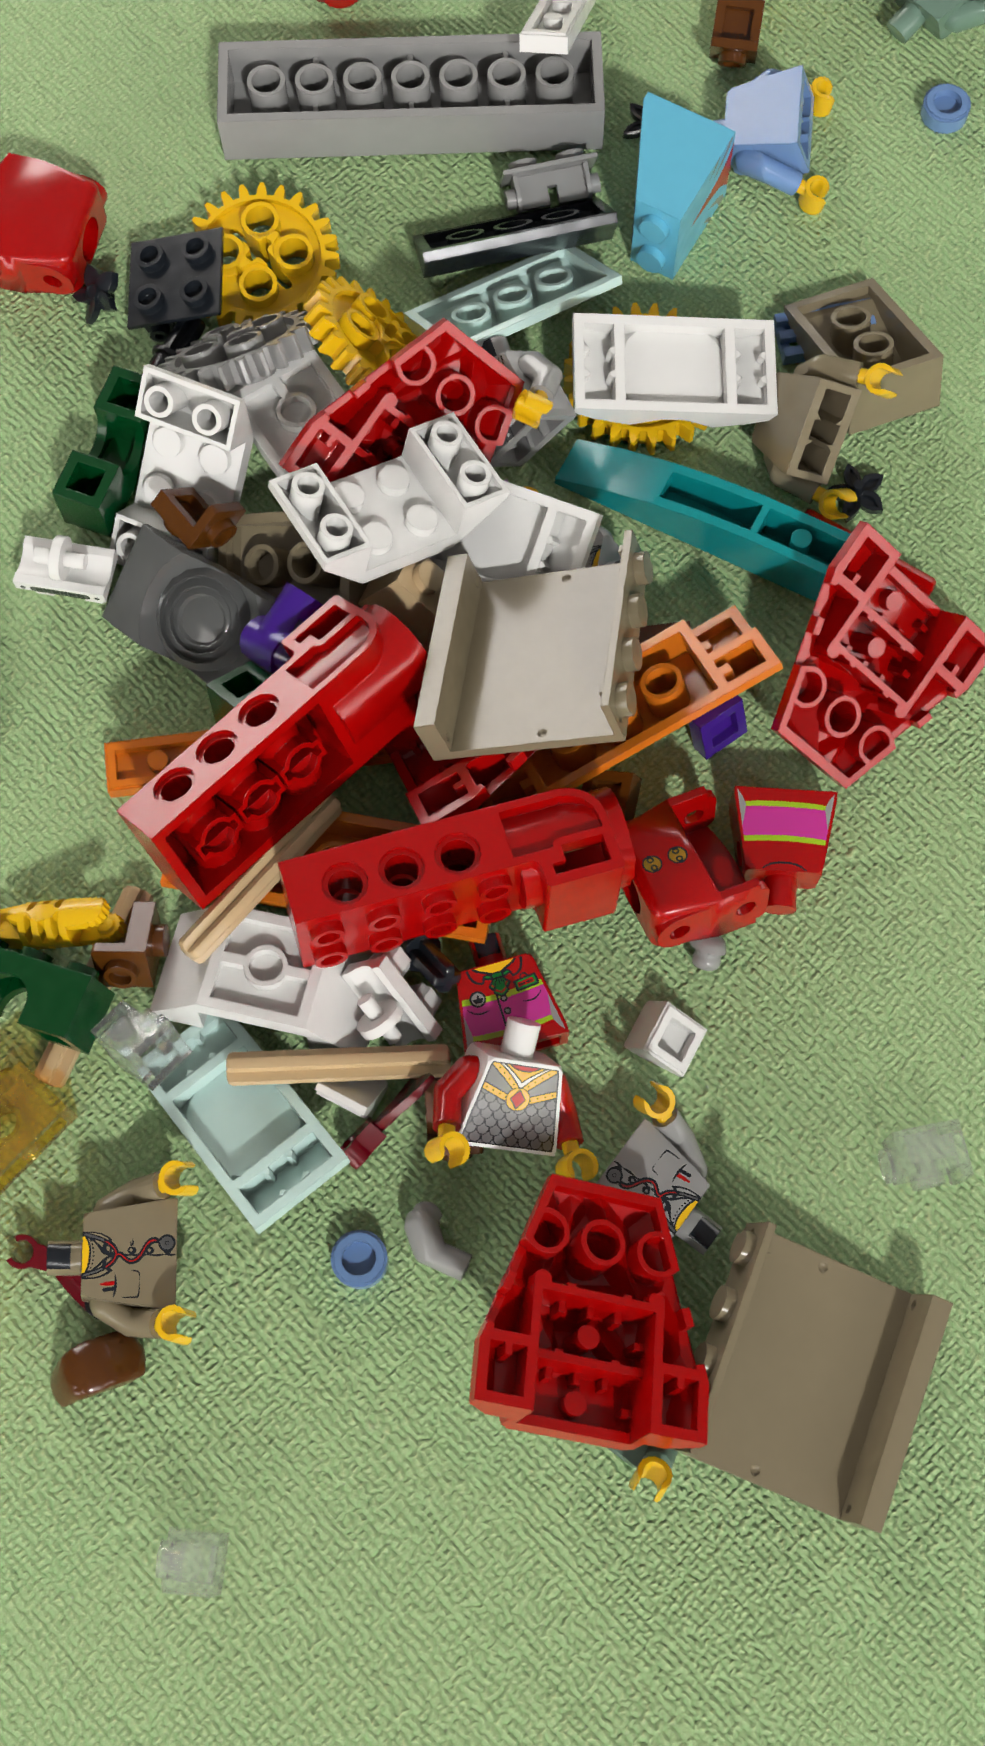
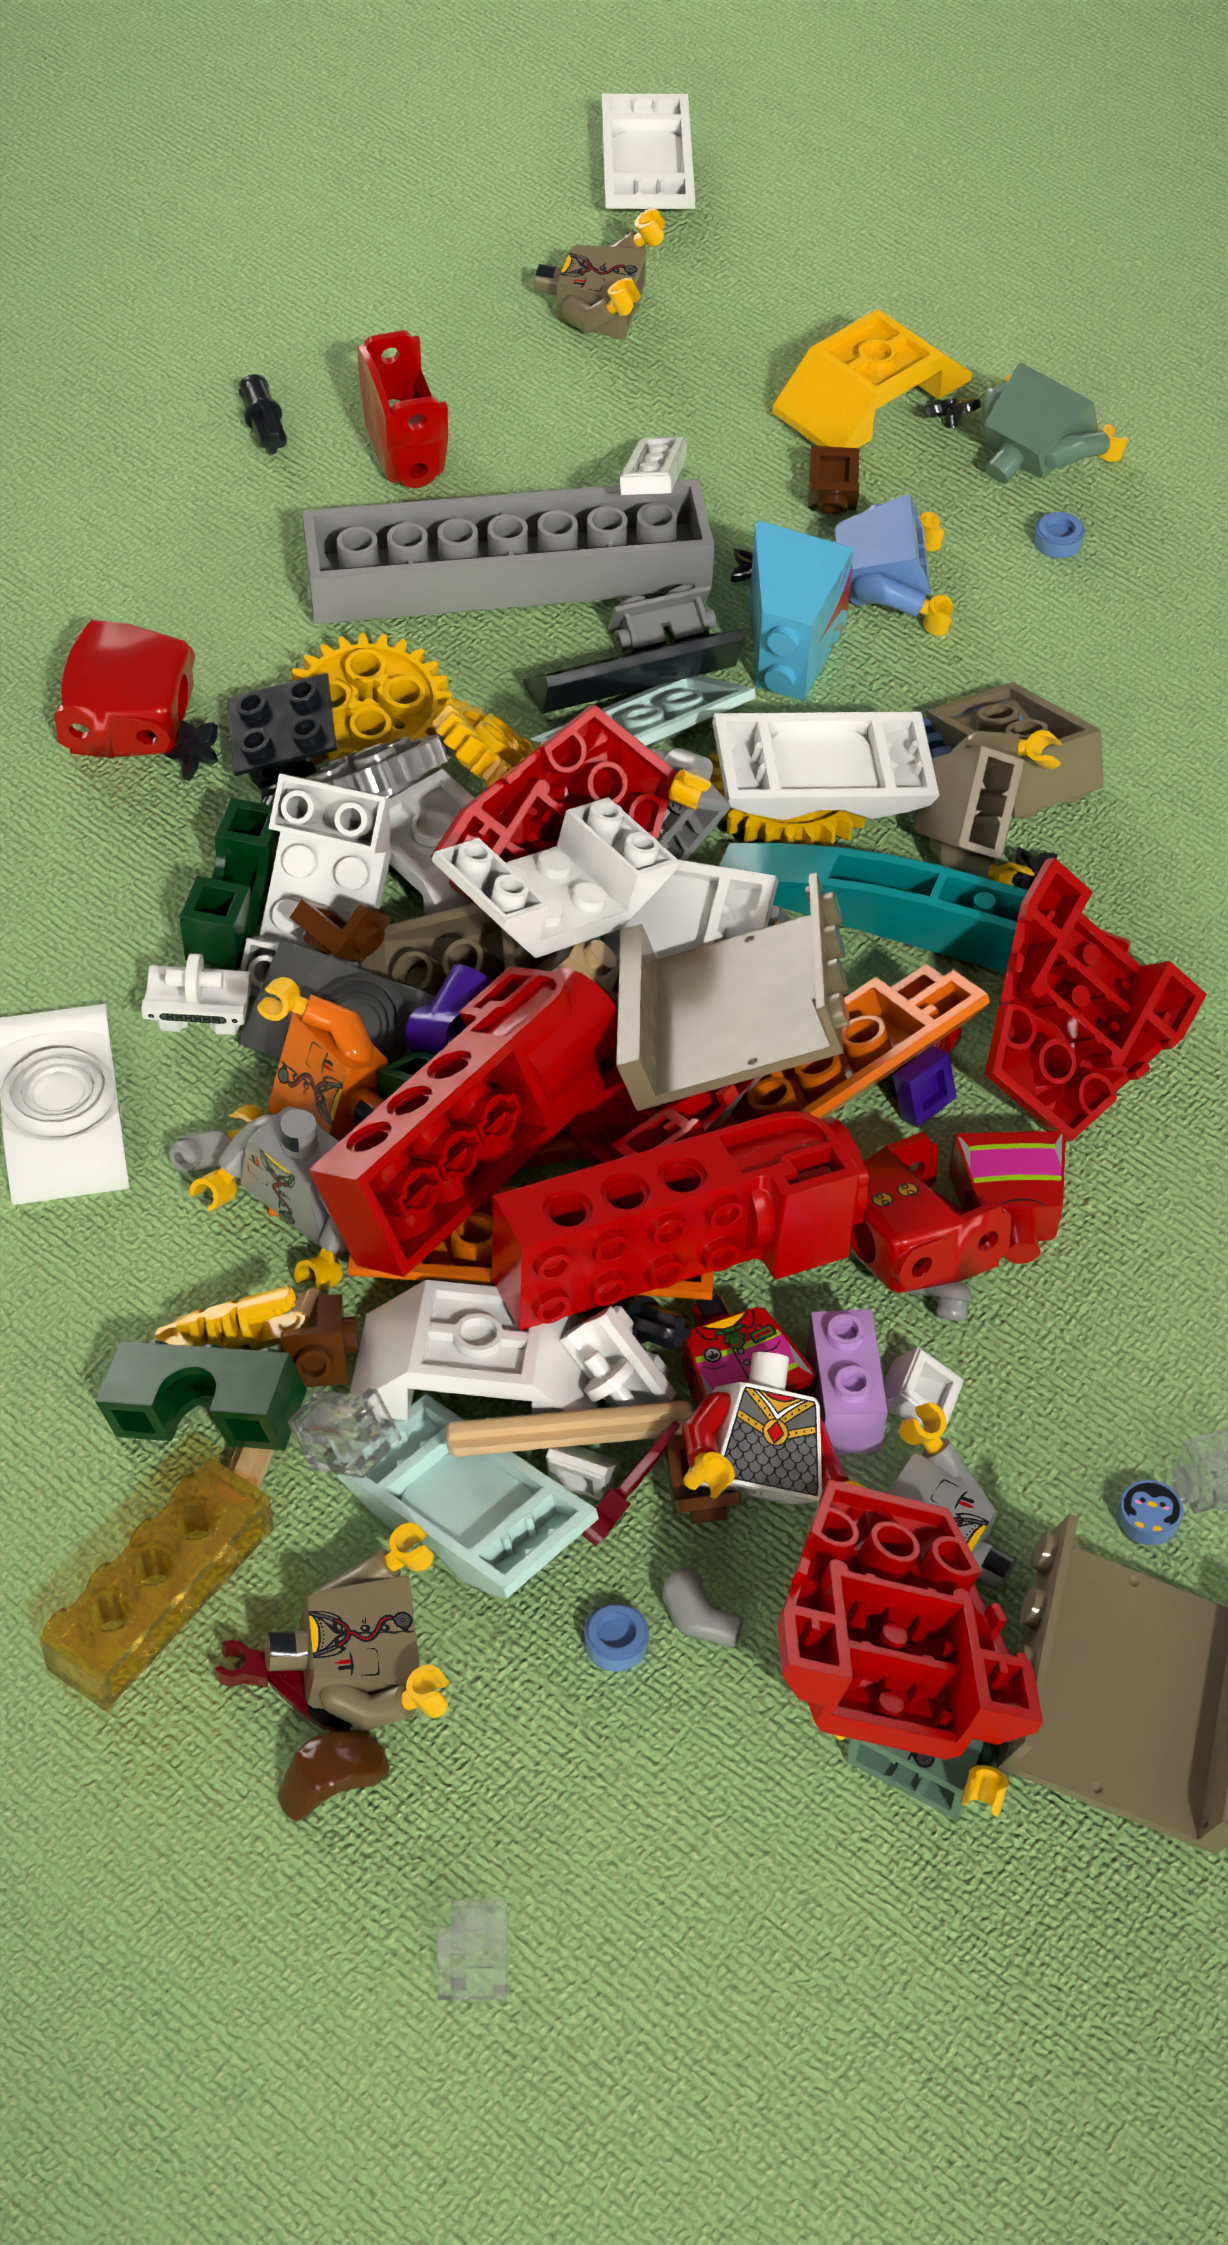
camera: 10 degrees left, 20 degrees down
(64, 730) = (199, 1151): none -> light grey arm
(119, 767) = (273, 1166): none -> light grey torso
(160, 675) = (324, 1063): none -> orange torso
(254, 884) = (447, 1261): tan axle -> none
(597, 1030) = (849, 1379): none -> lavender brick
(853, 1184) = (1150, 1512): none -> medium blue tile

